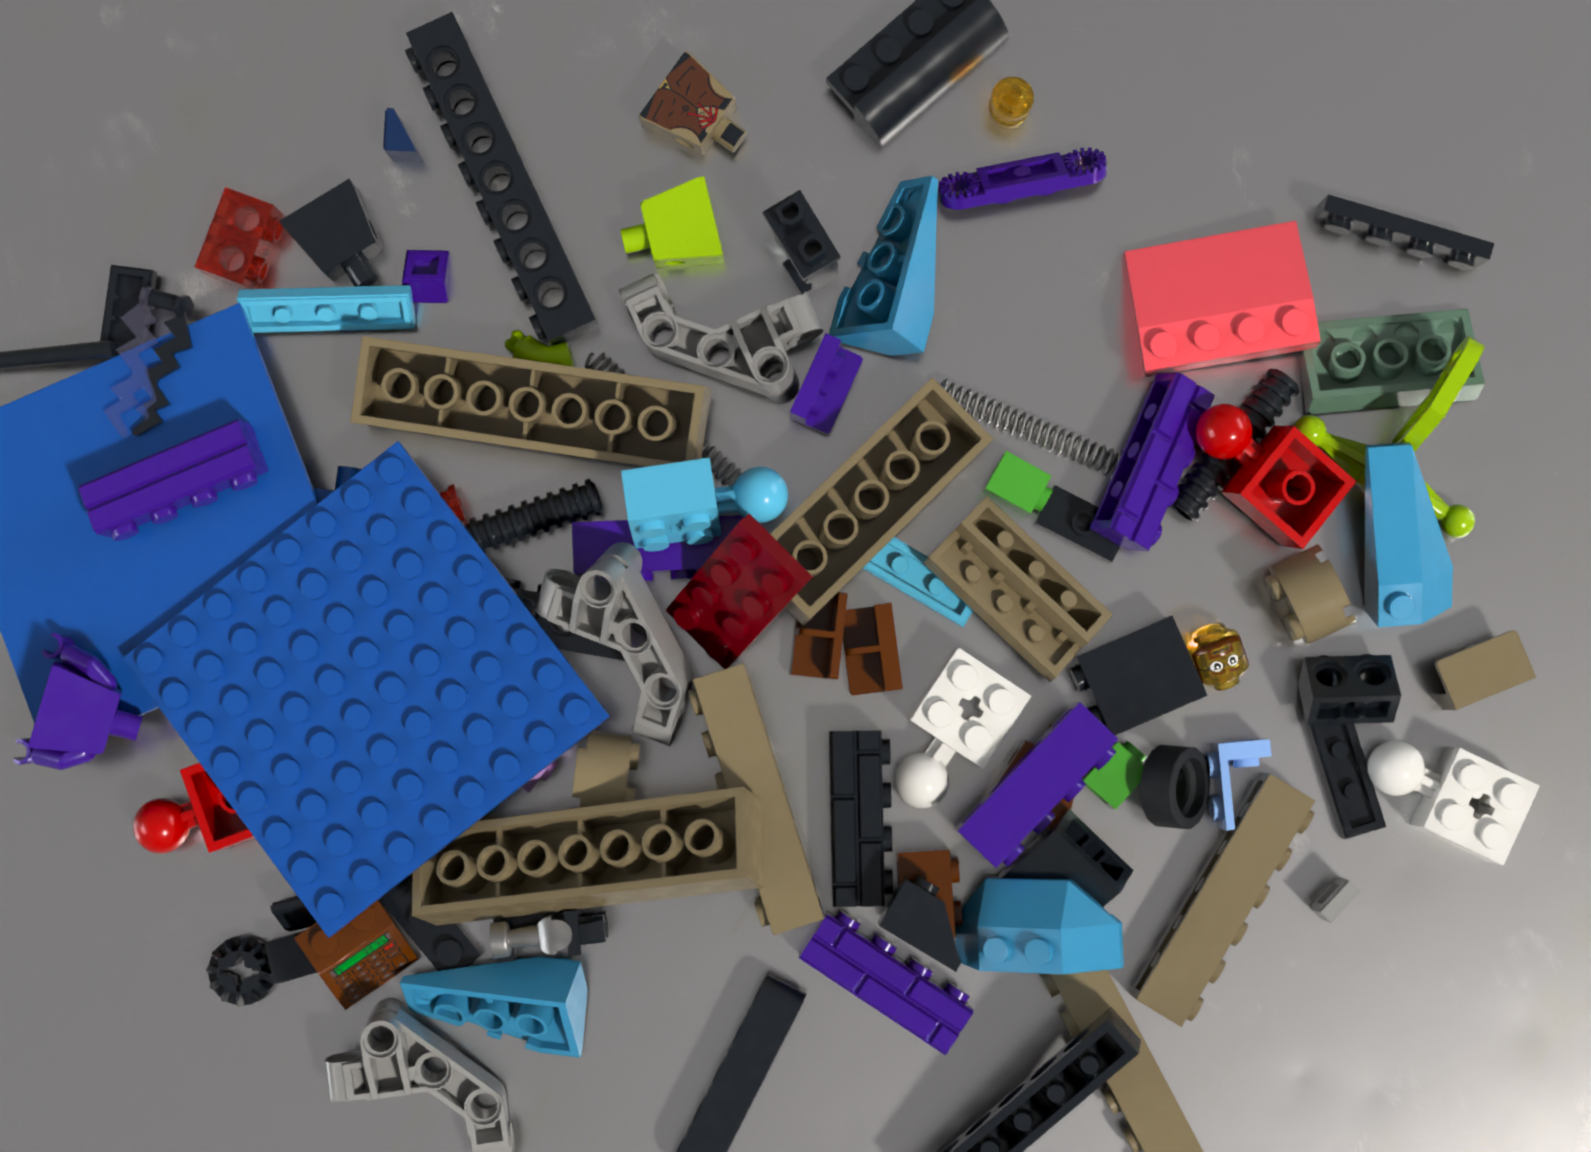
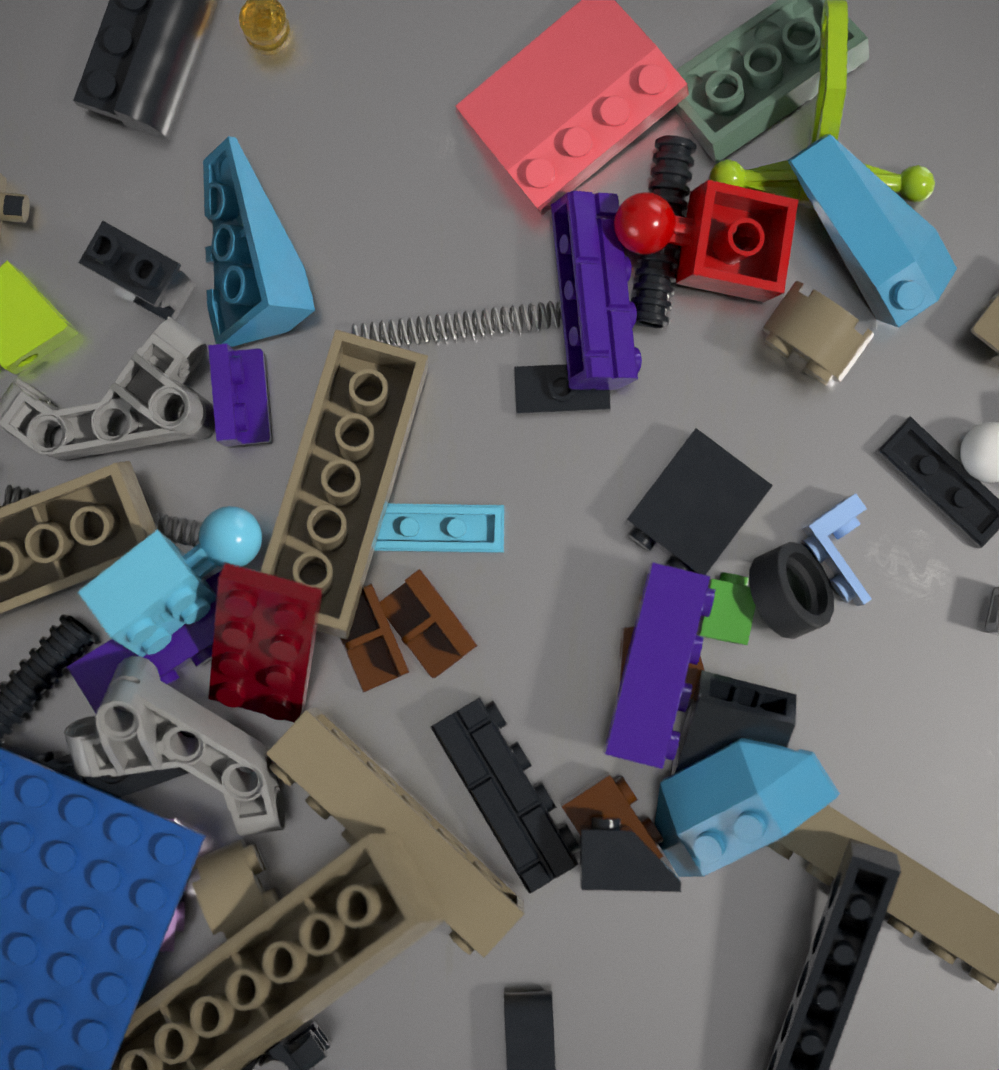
camera: 25 degrees left, 0 degrees up
(887, 982) = (622, 935): dark purple brick -> none
(922, 777) = (547, 719): white brick -> none
(1018, 485) = (479, 386): bright green brick -> none
(1018, 589) = (534, 486): dark tan brick -> none
(1022, 179) = (317, 91): dark purple plate -> none
(1218, 656) = (762, 441): clear yellow head -> none
(1223, 898) = (899, 672): dark tan brick -> none
(1349, 689) = (904, 402): black brick -> none

